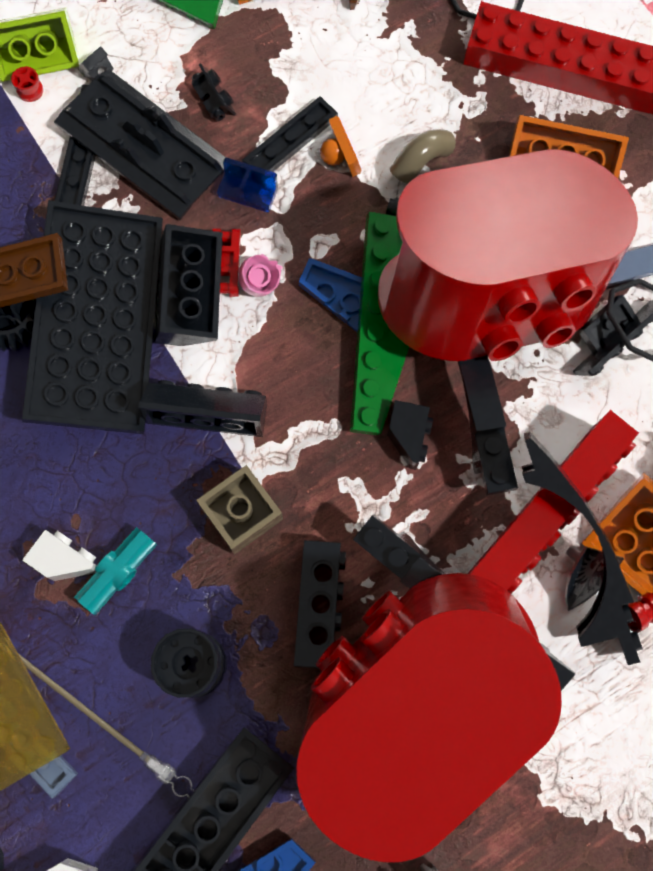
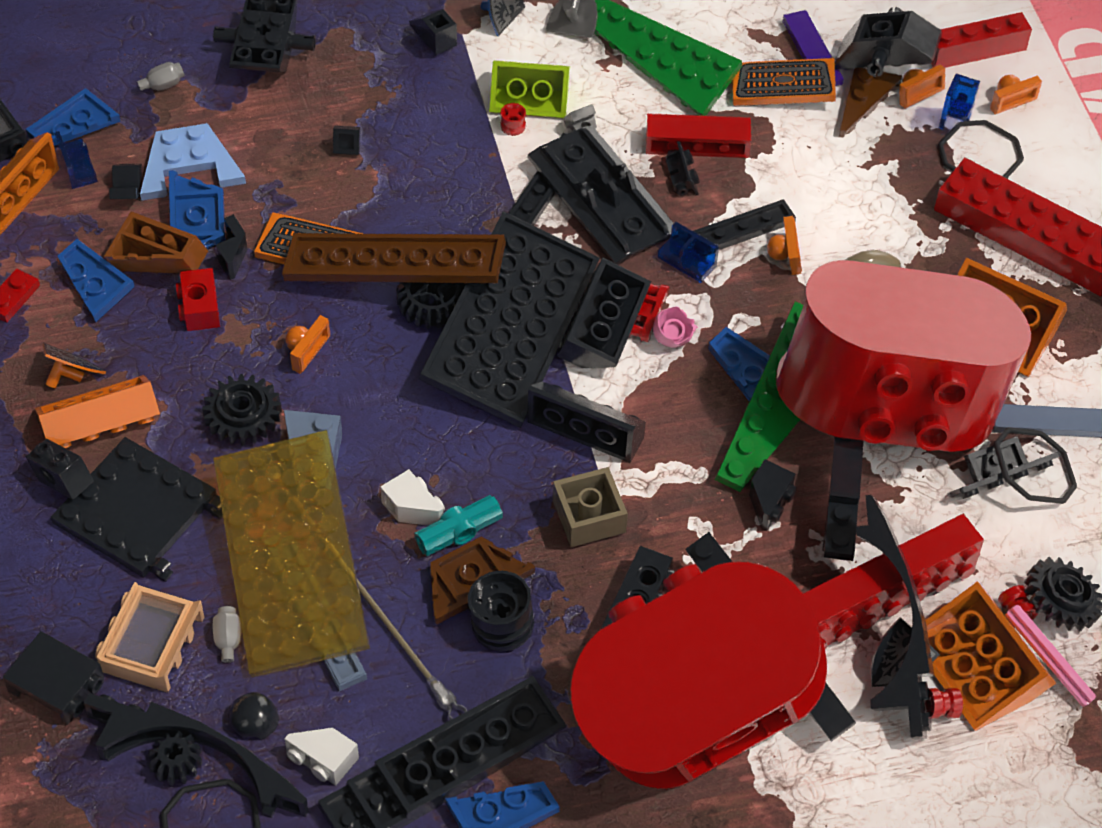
camera: 20 degrees right, 20 degrees down
(143, 620) = (460, 568): none -> reddish brown wing
(216, 49) = (700, 134): none -> red brick

